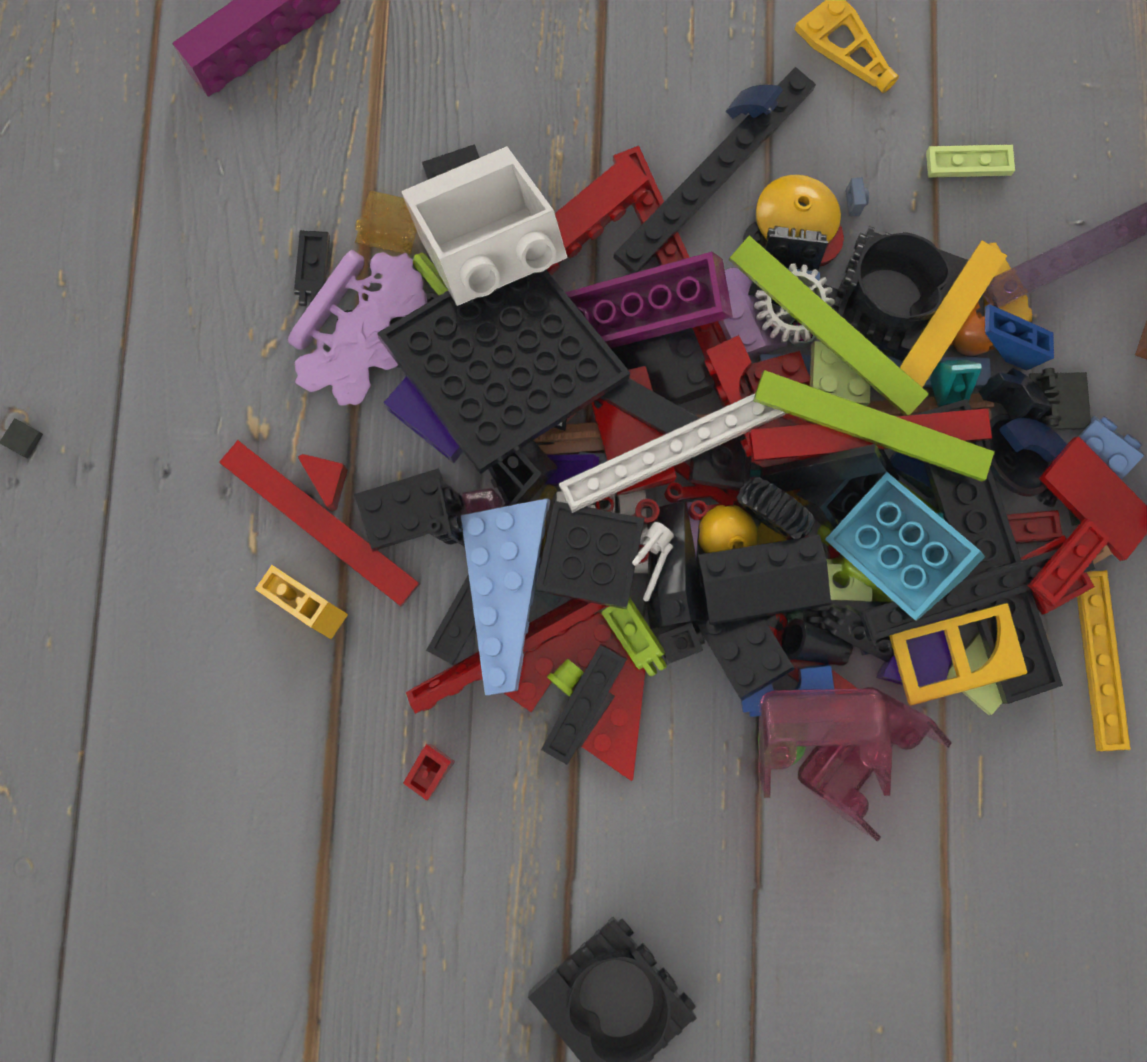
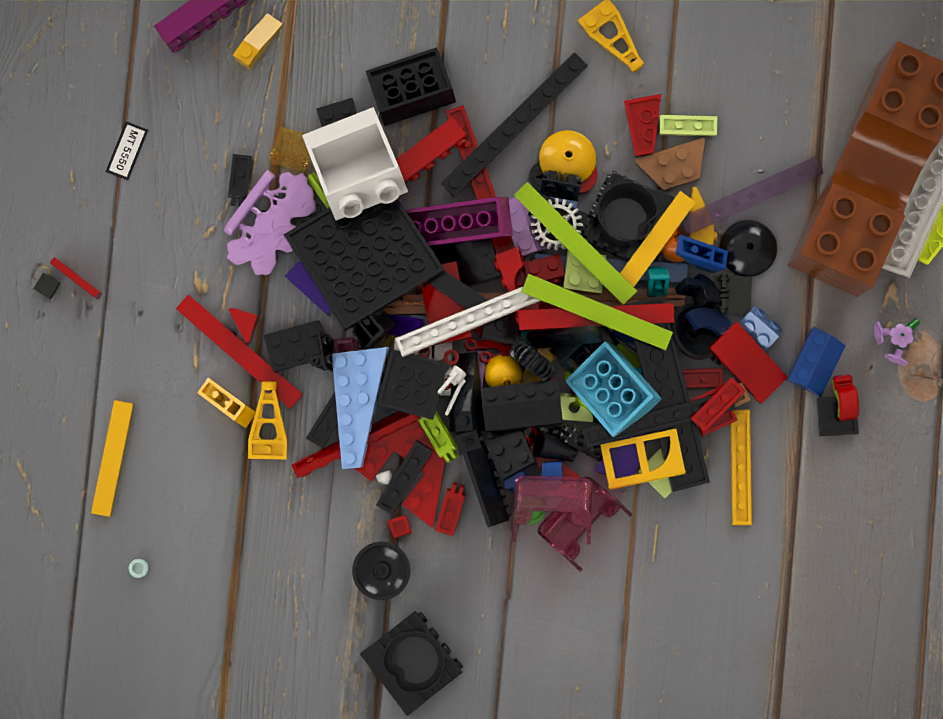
camera: 10 degrees right, 5 degrees up
(64, 423) = (76, 278): none -> red tile
(123, 699) = (112, 458): none -> yellow tile
(142, 237) = (126, 150): none -> sticker
(167, 872) = (138, 568): none -> light aqua tile
(329, 74) = (257, 41): none -> yellow slope
(366, 670) = (268, 448): none -> yellow plate
(428, 771) = (304, 514): red slope -> none
(552, 705) = (384, 478): none -> white hinge
(561, 124) = (411, 86): none -> black slope
(561, 879) = (379, 585): none -> black dish
(566, 677) = (394, 460): lime piece -> none
(580, 782) = (399, 526): none -> red tile
(659, 752) = (450, 510): none -> red hinge
(713, 713) = (486, 487): none -> black slope
(755, 101) = (543, 79): dark blue slope -> none
(856, 196) = (608, 147): sand blue plate -> none
(902, 158) = (642, 122): none -> red wing
(955, 218) = (674, 165): none -> medium nougat wing
(1073, 347) = (745, 261): none -> black dish

